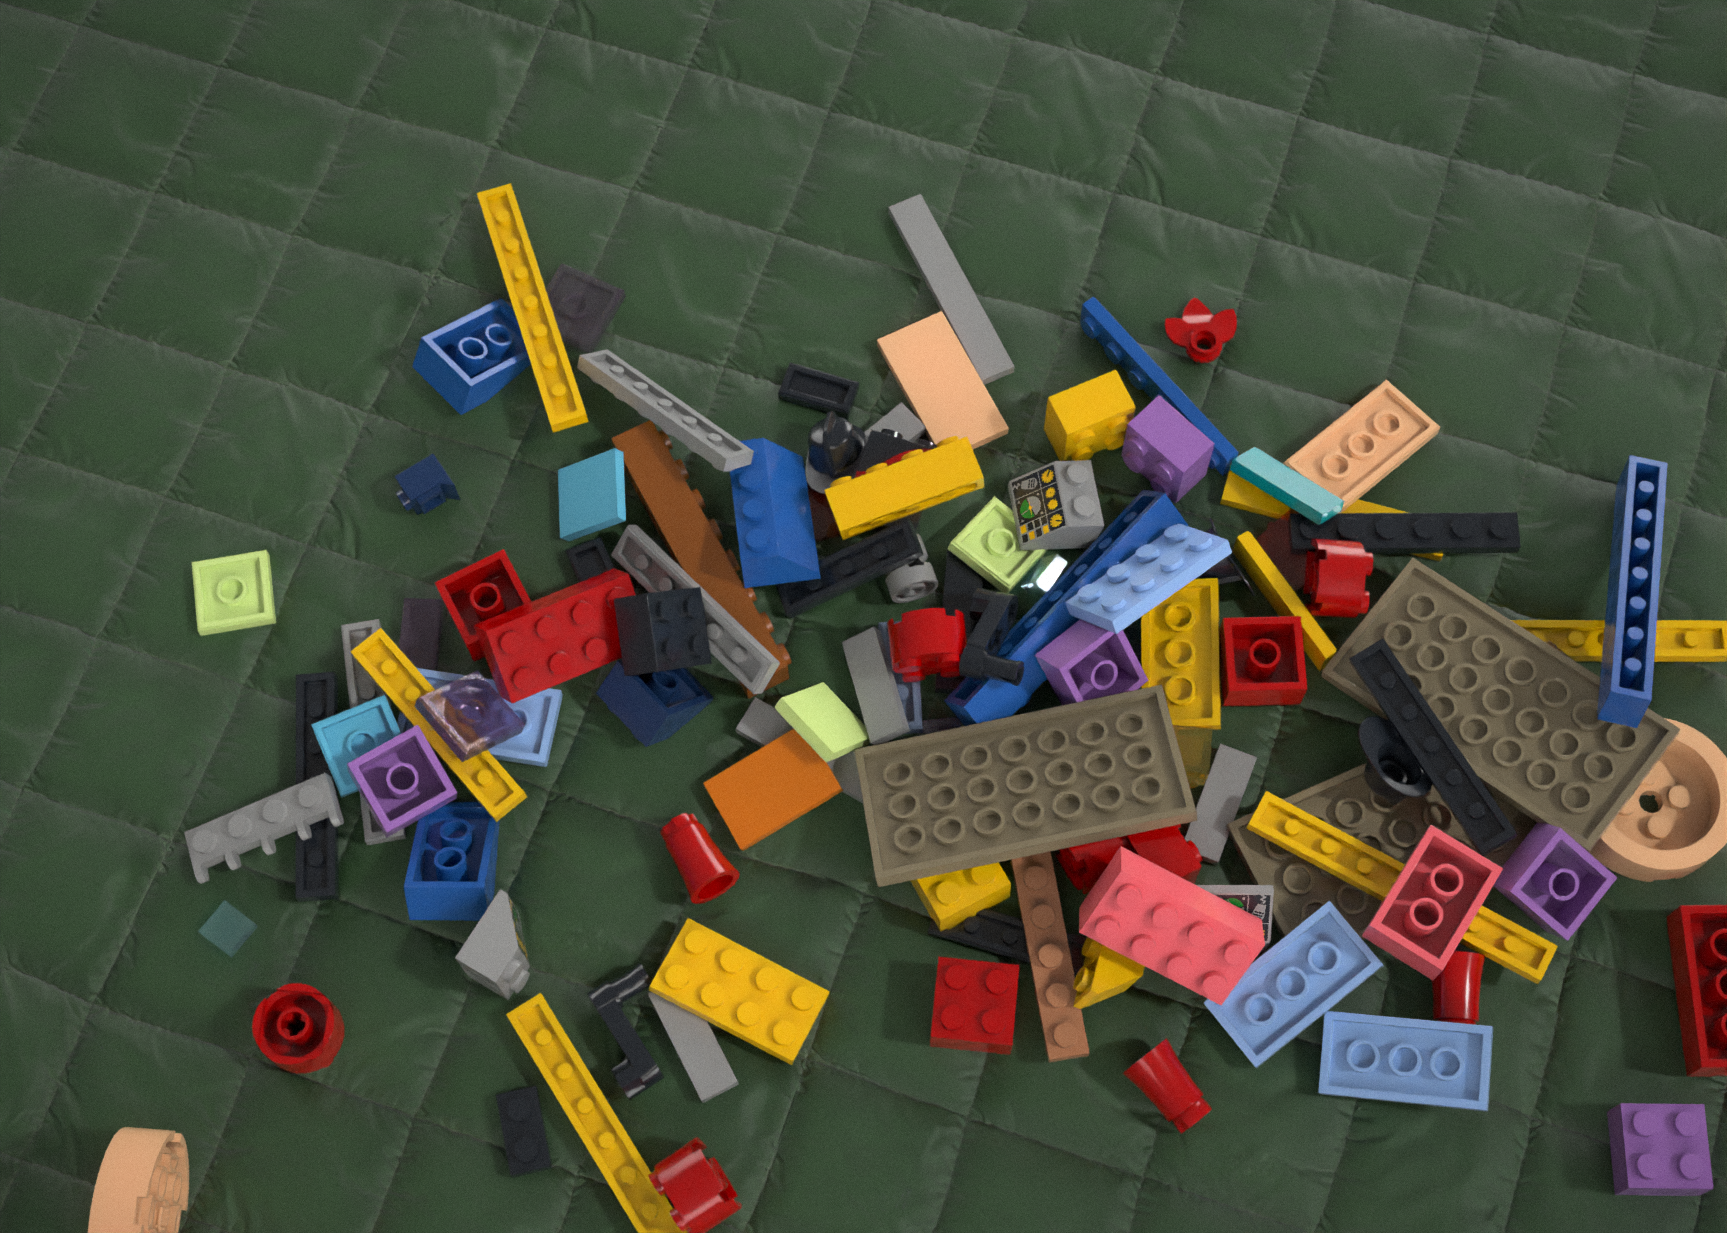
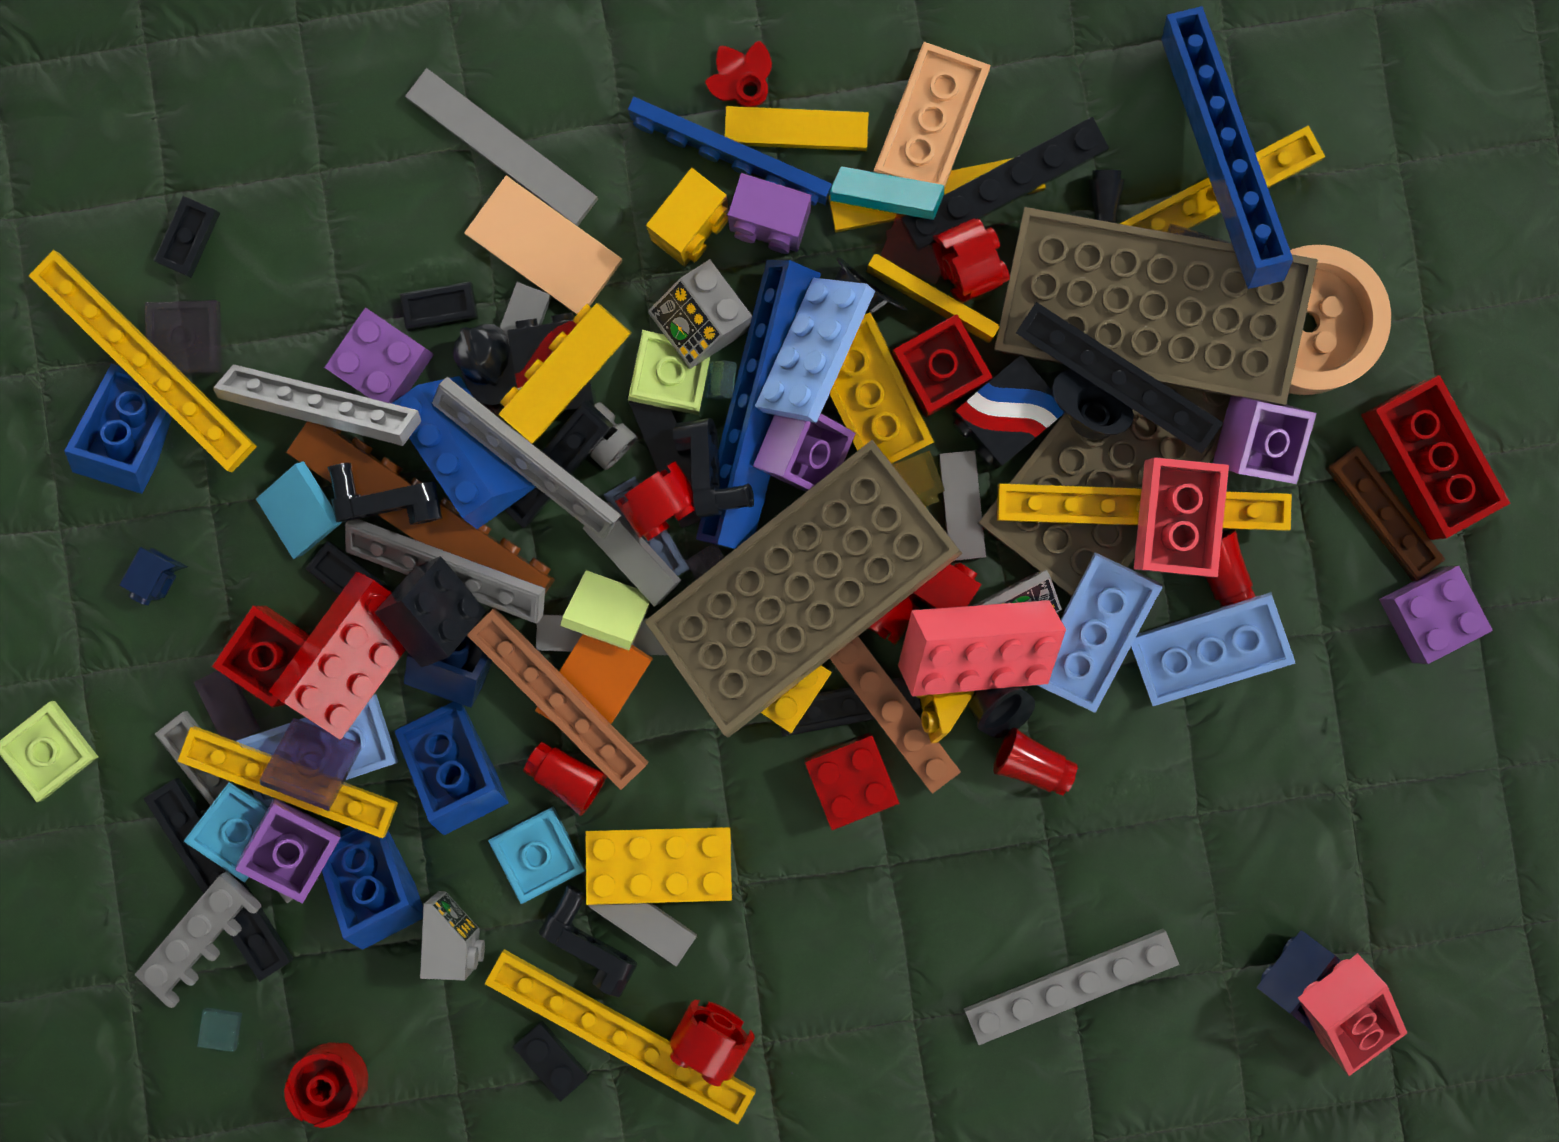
camera: 25 degrees left, 20 degrees up
(593, 795) = (450, 768): none -> blue slope
(626, 922) = (537, 855): none -> medium azure tile
(631, 228) = (187, 236): none -> black plate
(705, 529) = (418, 499): none -> black beam
(733, 779) = (557, 698): none -> nougat plate
(741, 400) = (378, 359): none -> medium lavender brick
(827, 545) = (525, 458): none -> light grey tile
(1162, 1010) = (1001, 710): none -> black piece
(1232, 398) = (797, 128): none -> yellow tile
(1306, 735) = (1007, 412): none -> panel
(1501, 585) = (1106, 192): none -> black cone
(1650, 1026) = (1385, 513): none -> reddish brown tile

